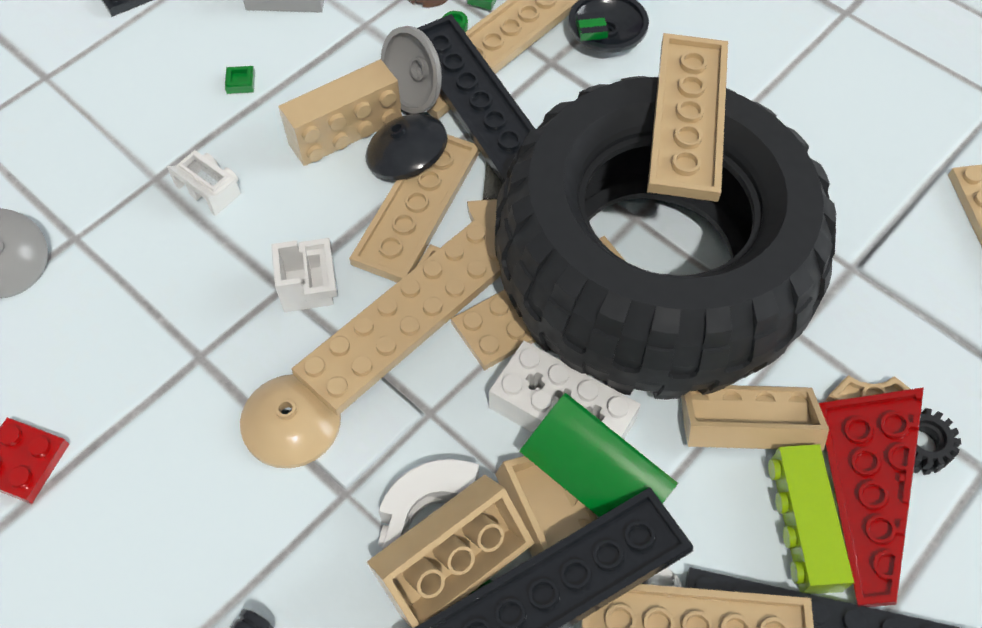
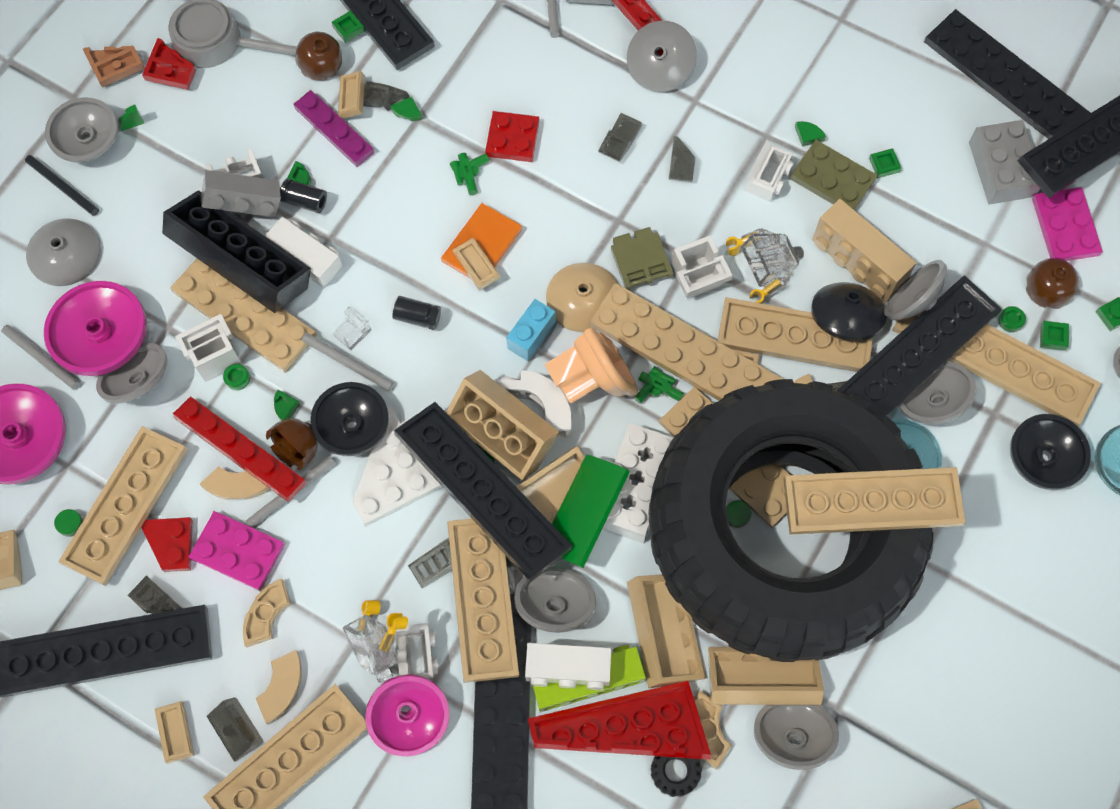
camera: 80 degrees right, 10 degrees up
(43, 531) = (467, 170): none -> green piece
(85, 327) = (620, 137): none -> clear smoke slope
(151, 265) = (682, 162): none -> clear smoke slope
(165, 535) = (491, 232): none -> orange tile
(172, 136) = (809, 133): none -> green tile
(195, 544) = (476, 264): none -> tan tile
(236, 127) = (833, 175): none -> olive plate
(262, 339) = (640, 258): none -> olive plate
(317, 201) = (769, 258): none -> clear torso
(320, 489) = (531, 330): none -> medium azure brick
(406, 417) = (590, 365): none -> light nougat piece
(436, 359) = (657, 384): none -> green piece
(532, 75) = (941, 396): none -> light grey dish
(592, 26) = (1032, 435): tile -> none
(715, 514) = (555, 600): none -> light grey dish
(807, 529) = (568, 665): none -> white brick
(823, 348) = (758, 680): none -> tan slope
(886, 290) = (803, 725): none -> light grey dish

